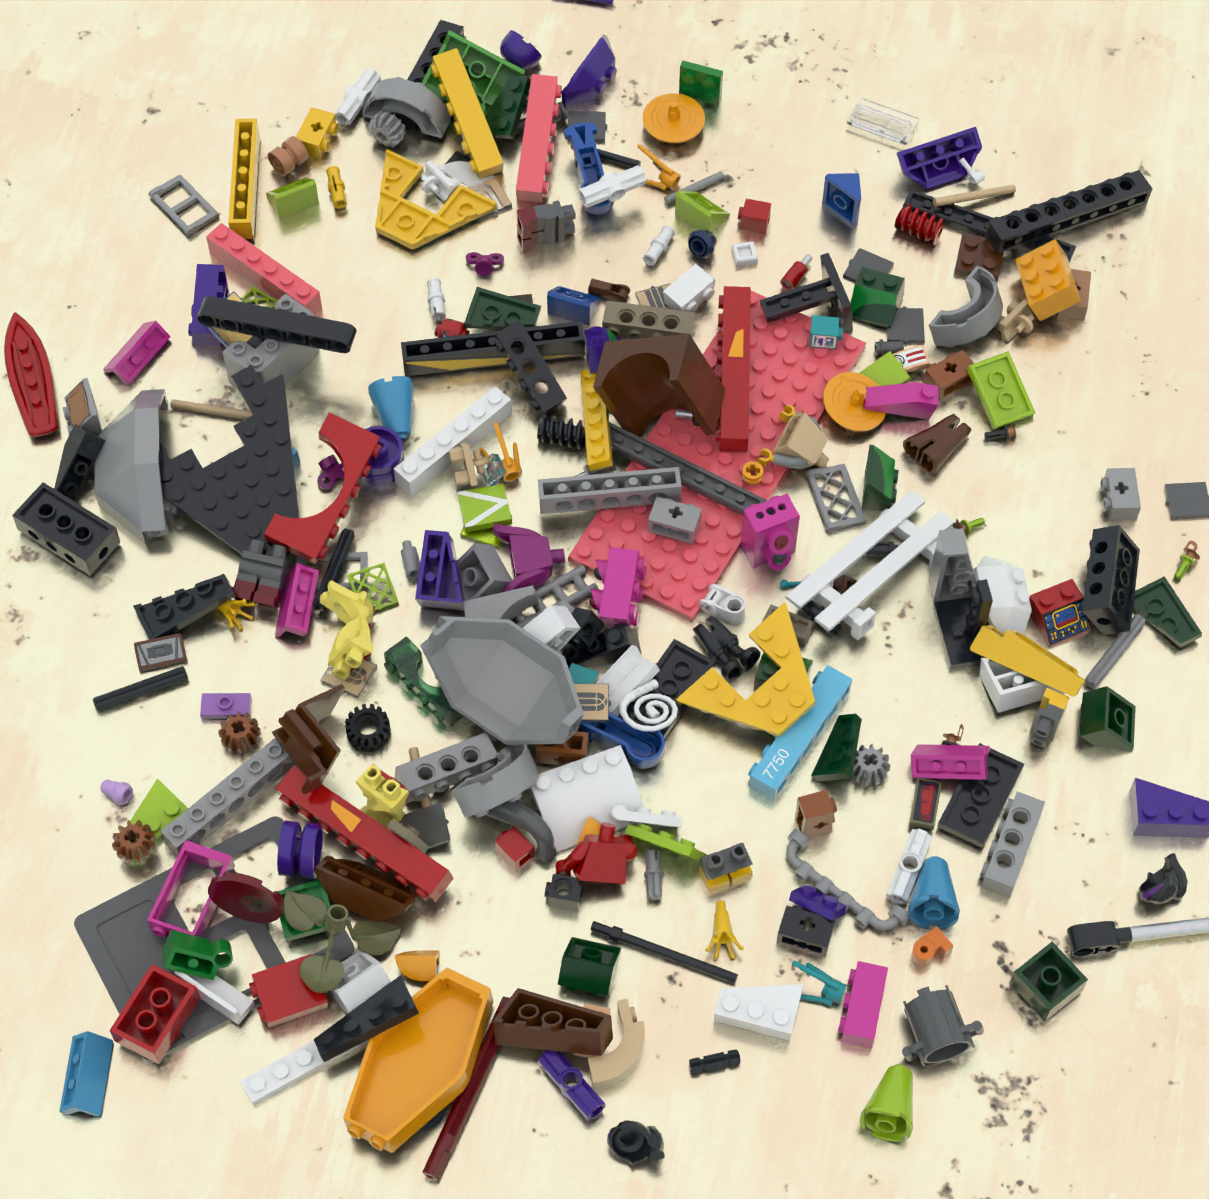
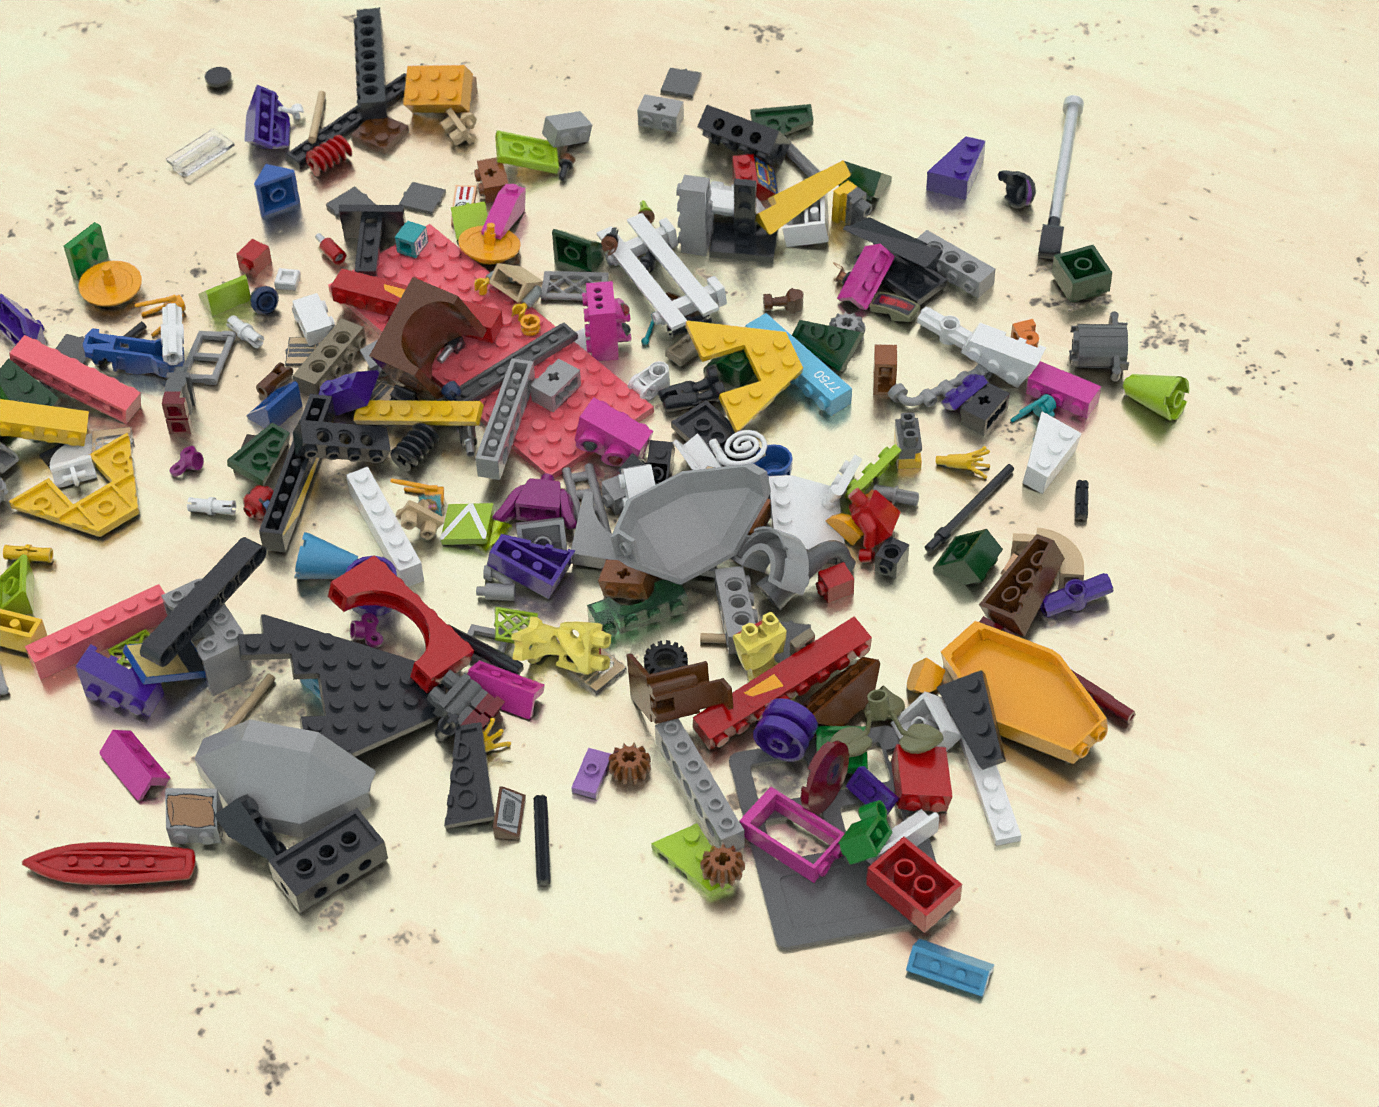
camera: 70 degrees left, 10 degrees down
(118, 791) = (651, 880): lavender piece -> none
(229, 568) = (446, 726): none -> black axle
(259, 950) = (870, 789): none -> dark purple plate
(616, 217) = (228, 336): none -> light grey window
(628, 434) = (451, 390): none -> dark blue hinge
(636, 1142) = (1144, 562): black hair -> none
(696, 186) = (193, 294): light grey bar -> none
(877, 297) = (390, 191): dark green slope -> none
(877, 922) = (1002, 355): none -> white wedge
(883, 347) = (440, 215): dark grey pin -> none
(893, 700) = (792, 301): none -> reddish brown leg
(896, 504) = (610, 241): none -> pearl gold piece
(934, 445) = (556, 208): reddish brown piece -> none
(934, 896) = (989, 312): dark azure cone -> none
(972, 319) = (438, 130): light grey brick -> none
(995, 95) = (218, 76): none -> black piece
(1003, 775) = (896, 242): none -> black wedge
(1051, 415) = (567, 129): none -> light grey brick
(1187, 559) = (738, 96): piece -> none

